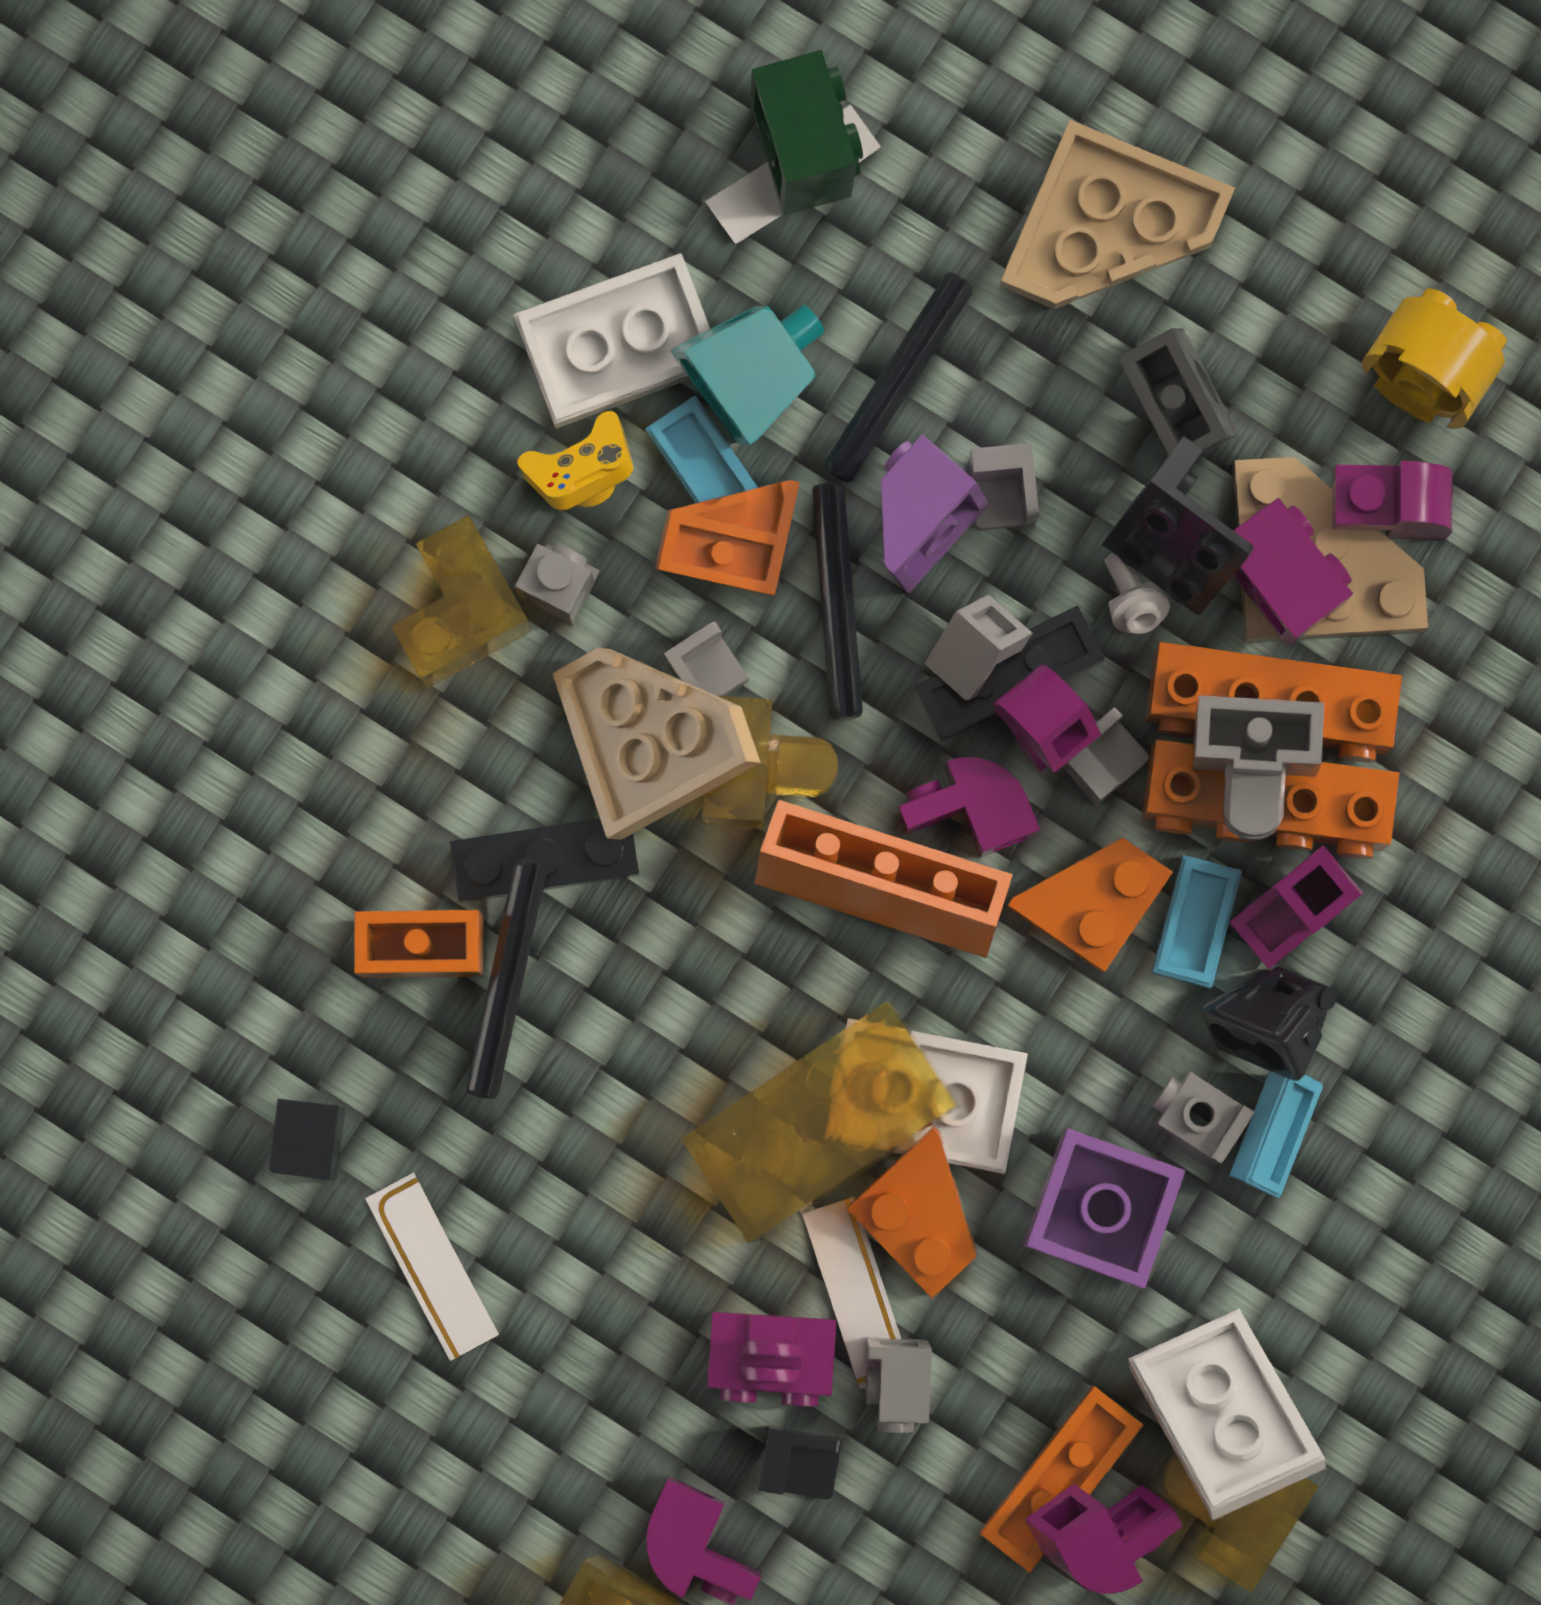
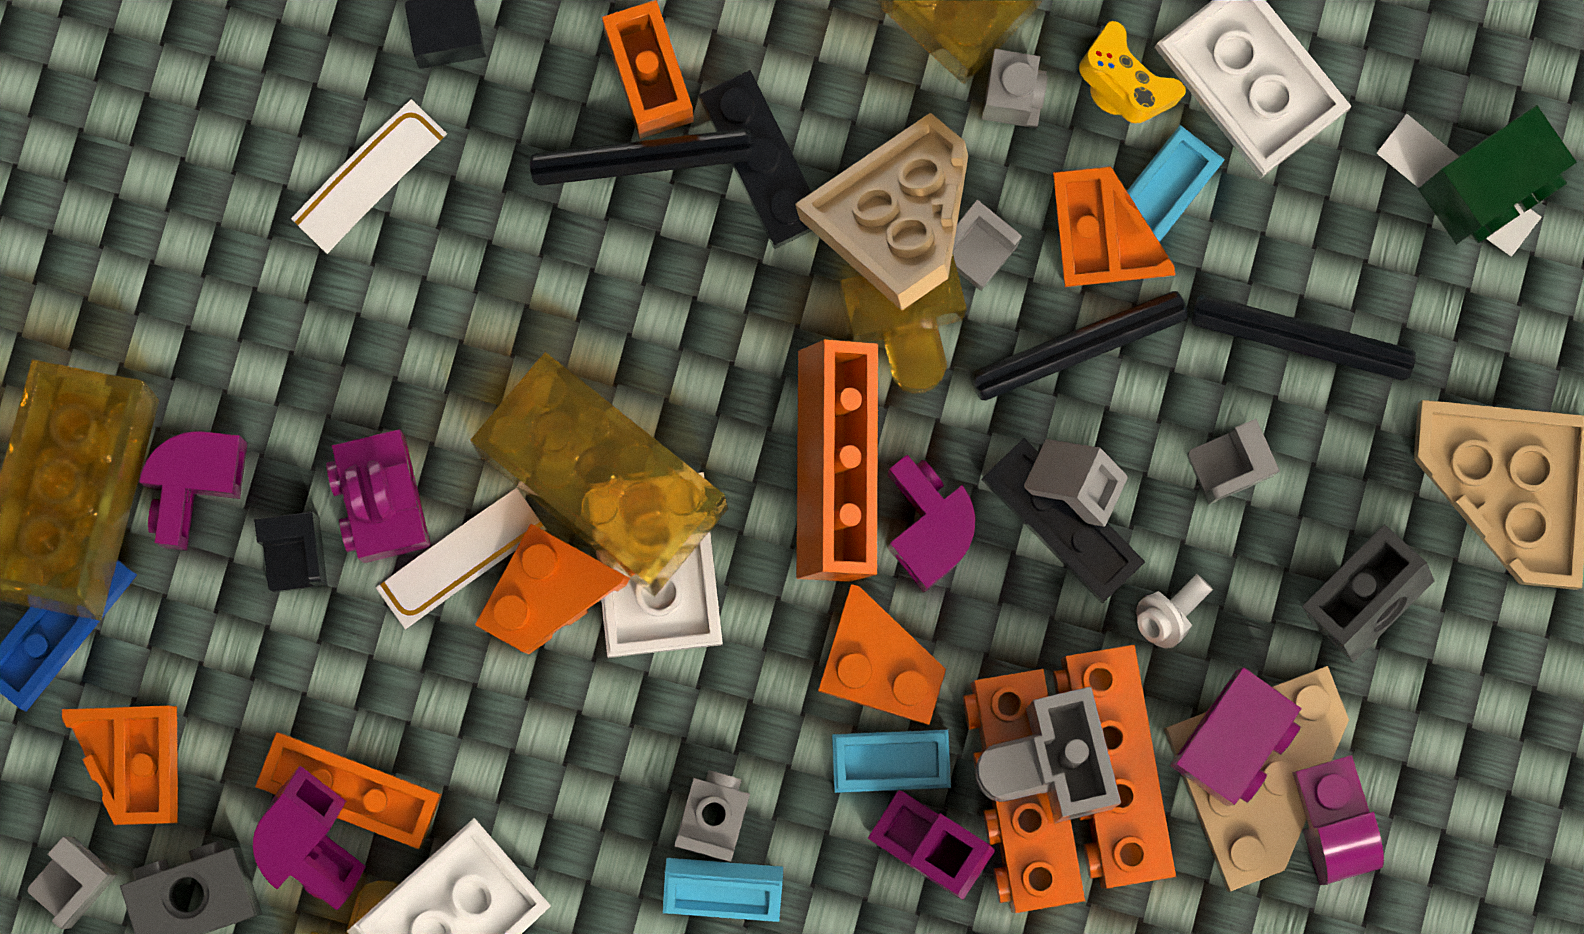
camera: 65 degrees right, 0 degrees up
(751, 367) = (1267, 199): teal torso -> none
(899, 1382) = (390, 617): light grey brick -> none
(924, 509) = (1183, 391): medium lavender slope -> none
(1047, 719) = (1029, 561): magenta brick -> none
(1103, 1208) = (600, 751): medium lavender brick -> none
(1107, 760) = (1014, 629): light grey panel -> none
(1175, 538) = (1233, 625): black bracket -> none
(1271, 1020) = (821, 854): black piece -> none
(1435, 359) = (1482, 819): yellow brick -> none

